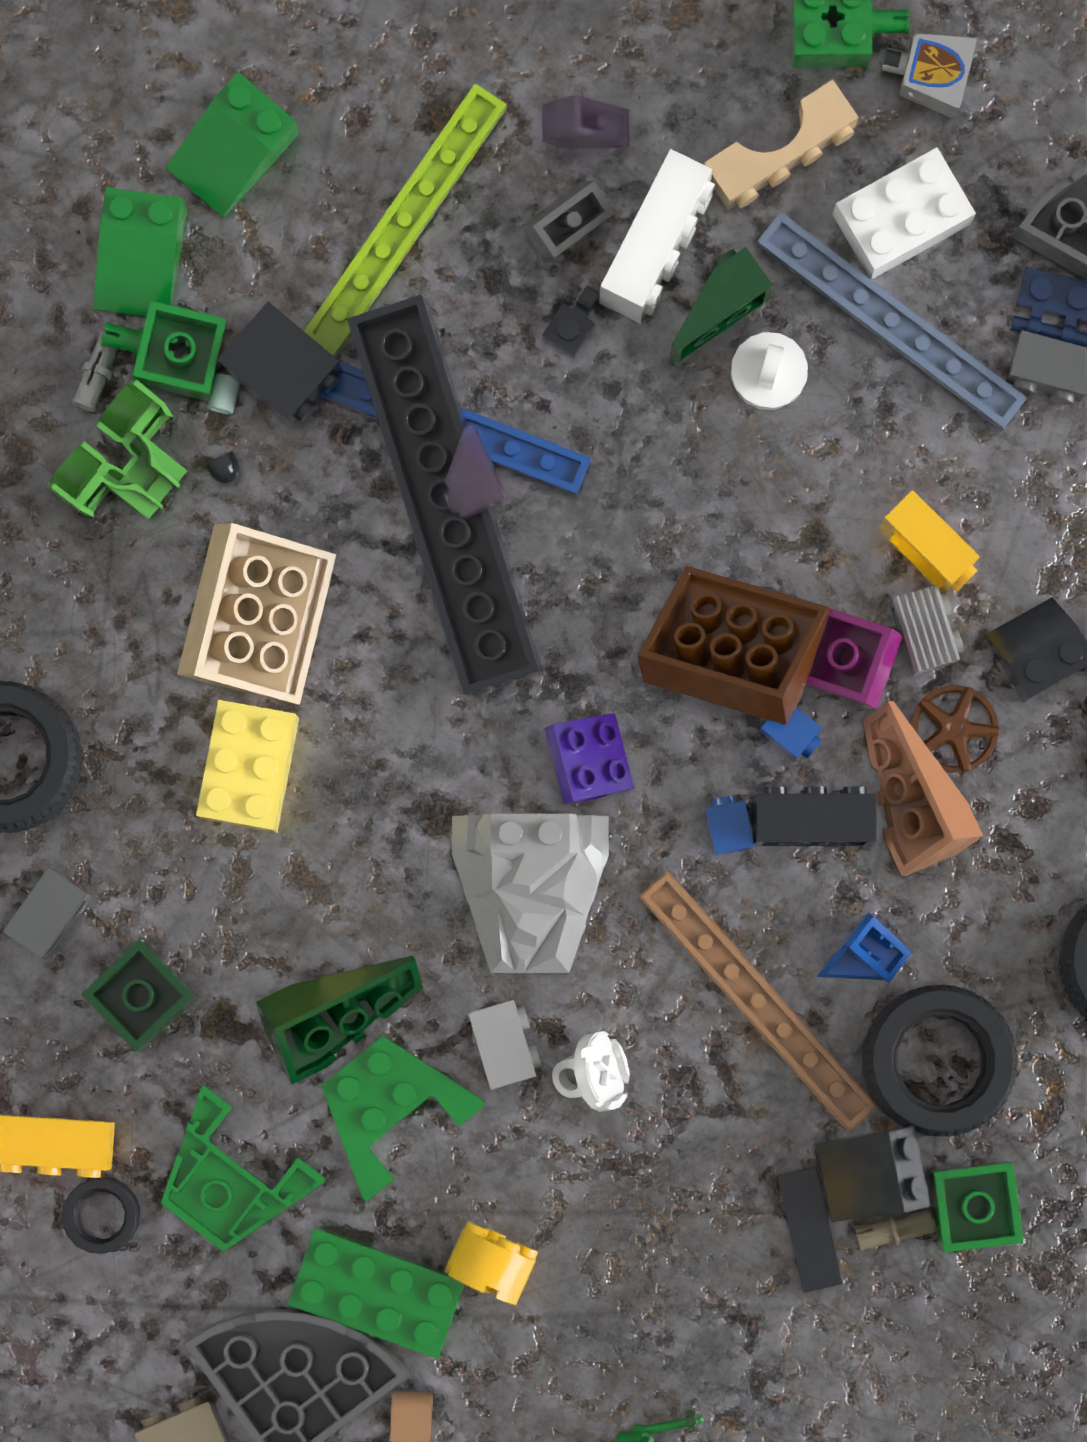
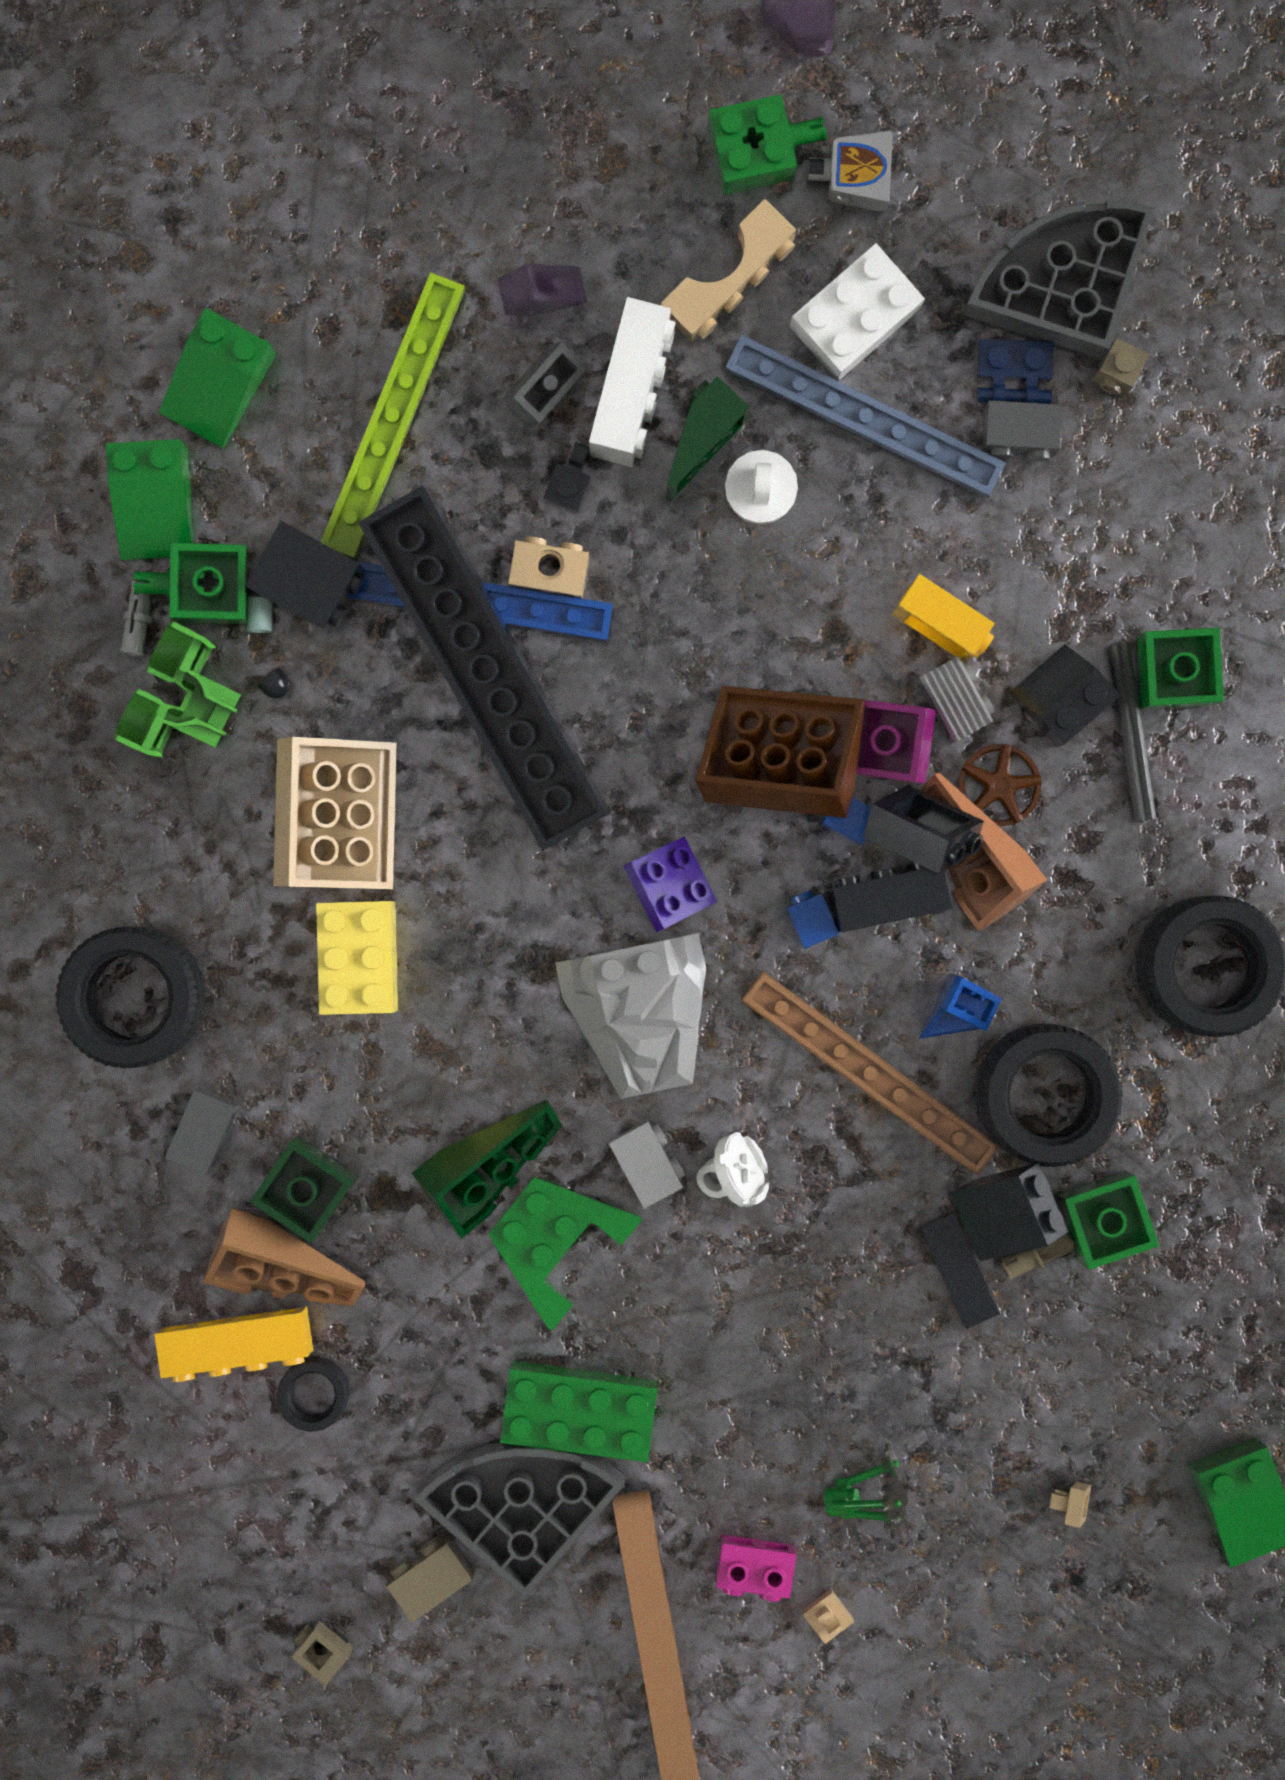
camera: 15 degrees left, 5 degrees up
(83, 1060) = (266, 1257): none -> medium nougat wedge
(217, 1192) = (415, 1351): green wing -> none
(472, 477) = (507, 648): clear purple slope -> none
(491, 1262) = (677, 1366): yellow brick -> none
(520, 387) = (533, 551): none -> tan brick
(864, 754) = (923, 829): none -> black window

